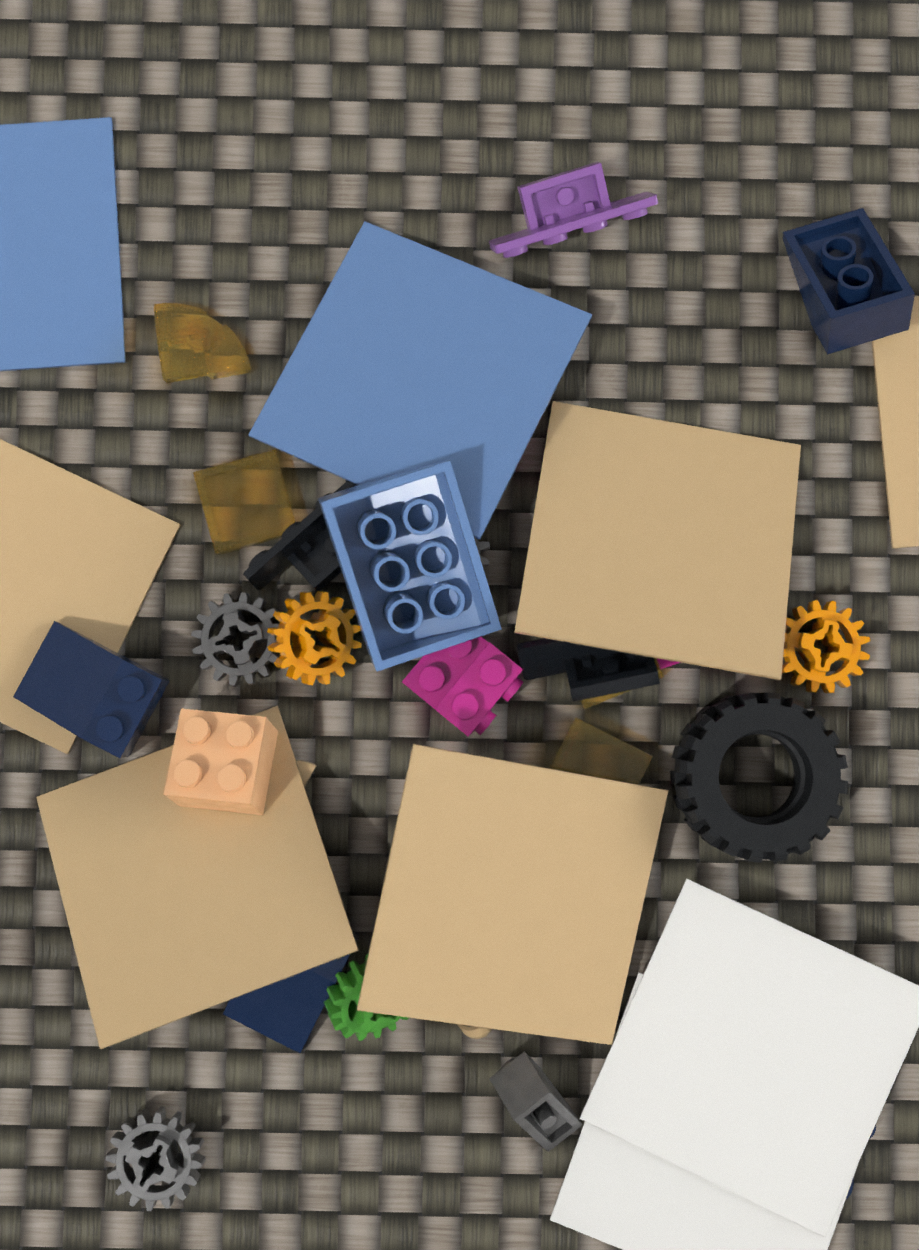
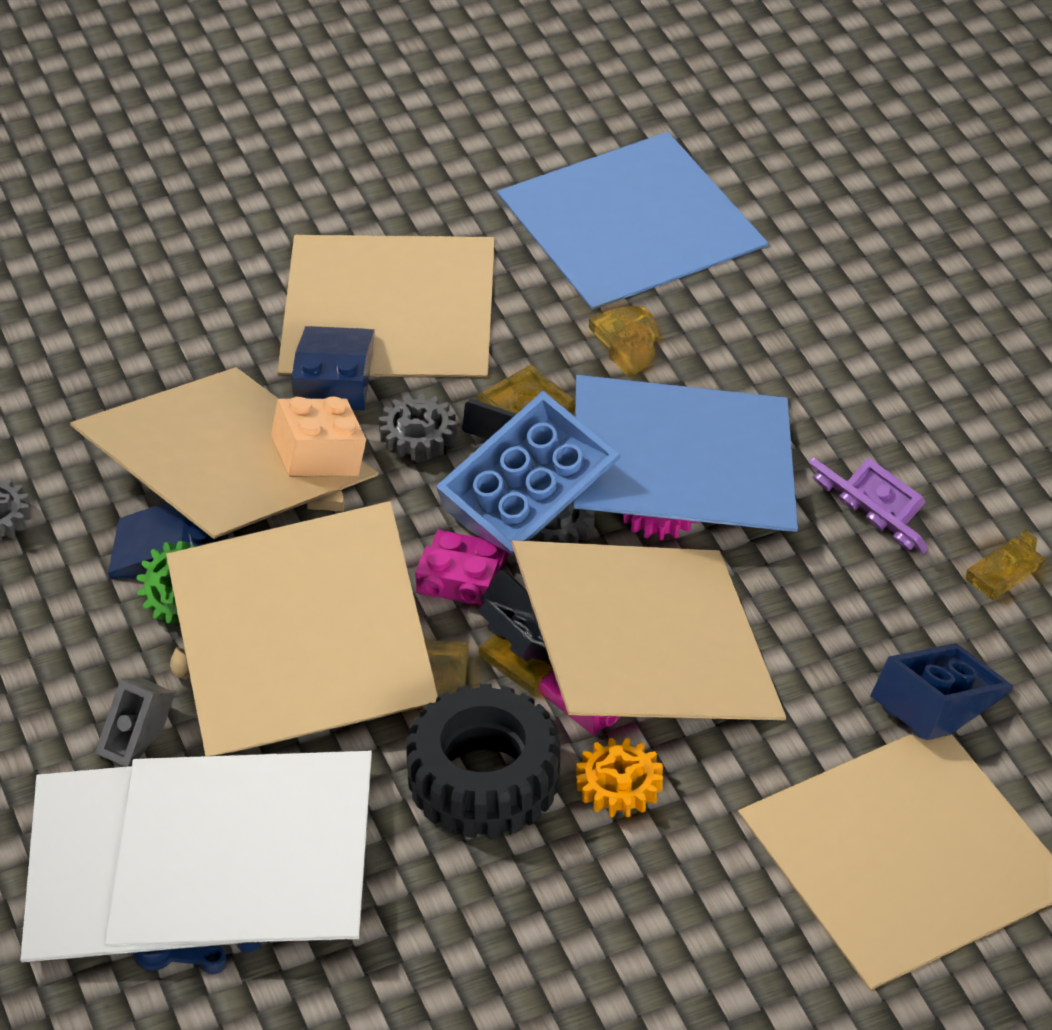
camera: 70 degrees right, 40 degrees down
(304, 649) = (429, 458): light orange gear -> none
(707, 128) = (1006, 566): none -> clear yellow plate

